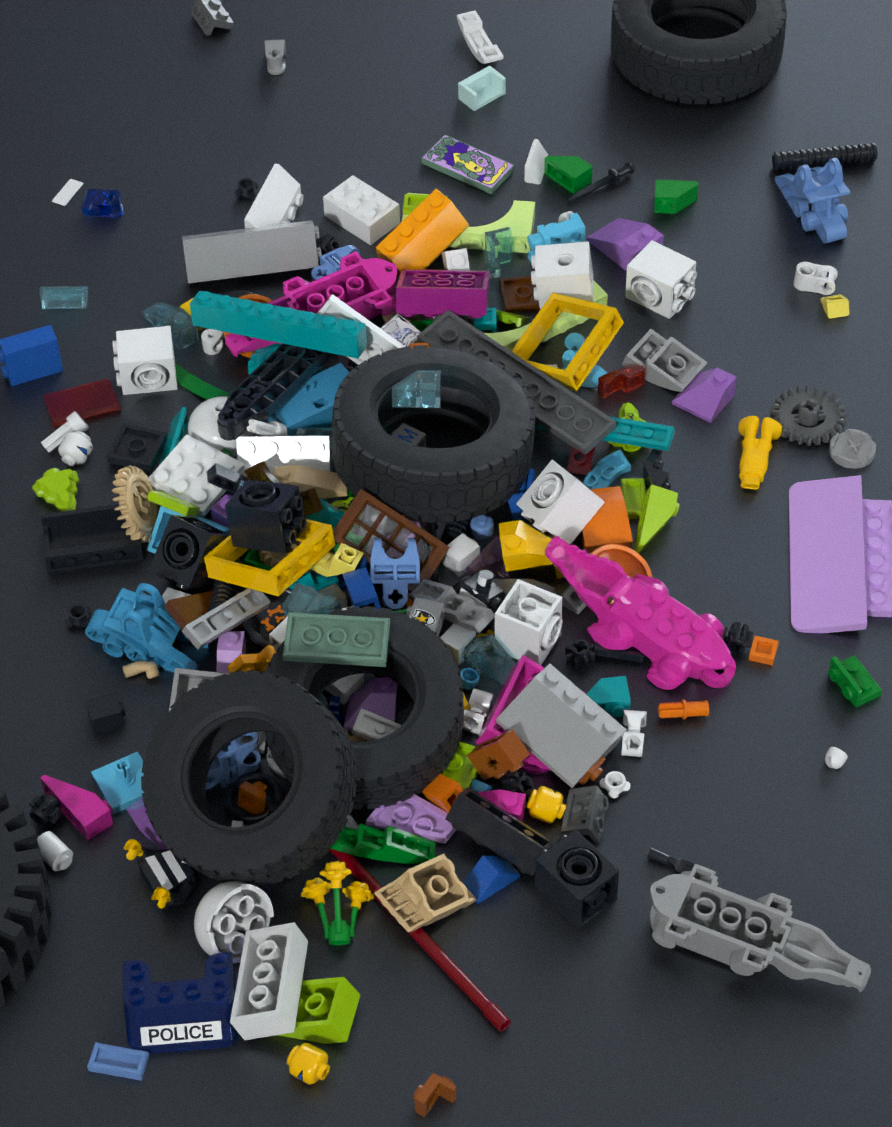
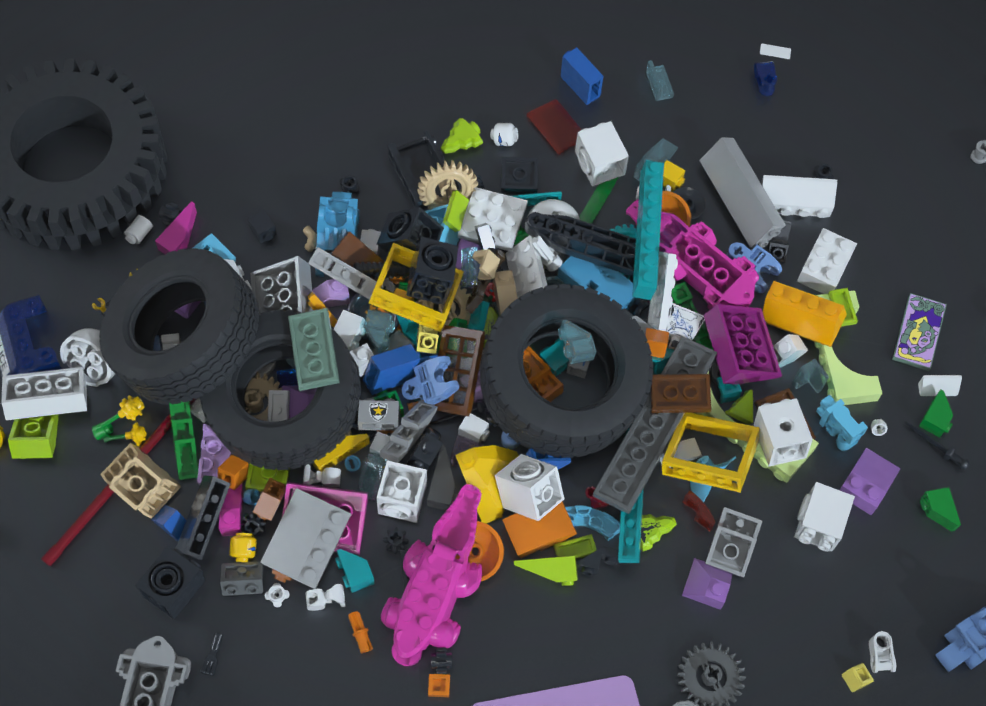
camera: 70 degrees right, 15 degrees up
(73, 423) = (520, 124): white piece -> none
(267, 473) = (488, 263): none -> tan panel
(493, 339) = (681, 393): none -> reddish brown tile
(756, 451) = (650, 638): yellow piece -> none

